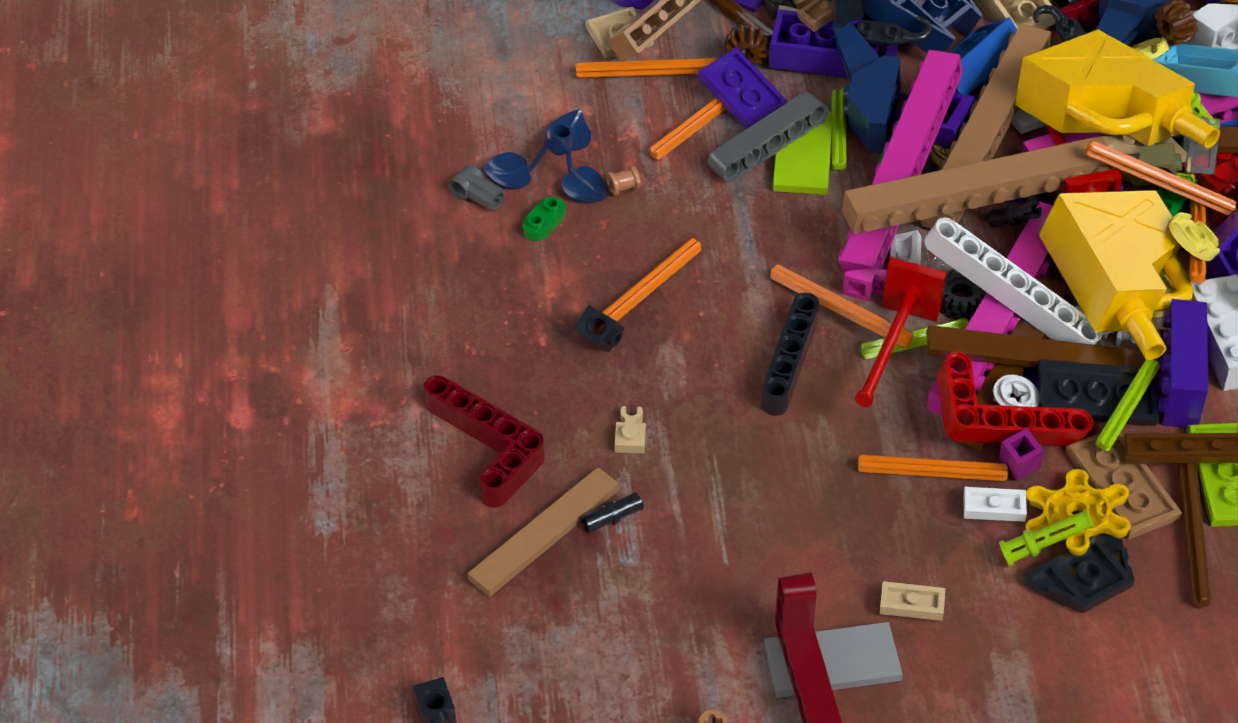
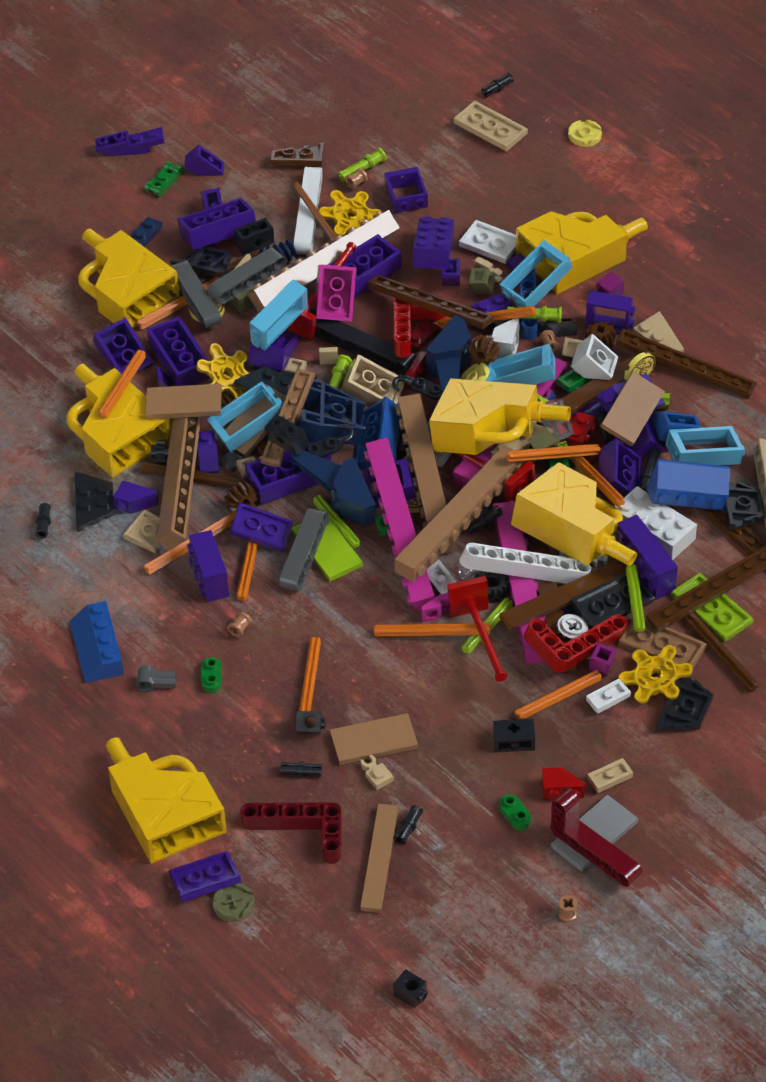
camera: 35 degrees left, 0 degrees up
(327, 431) = (205, 876): none -> dark purple tile
(334, 481) = (233, 903): none -> olive tile
(350, 329) = (162, 806): none -> yellow piece
(452, 117) = (96, 643): none -> blue slope
(546, 377) = (301, 769): none -> black pin
(563, 136) = (179, 612): dark blue plant -> none
(640, 97) = (208, 566): none -> dark purple brick
(662, 391) = (373, 738): none -> medium nougat tile
(757, 573) = (514, 810): none -> green plate
(790, 354) = (428, 674): black beam -> none
(832, 482) = (514, 735): none -> black brick
(837, 574) = (558, 779): none -> red slope
(1081, 520) = (647, 705): lime pin -> none
(1194, 236) = (601, 479): light yellow tile -> none

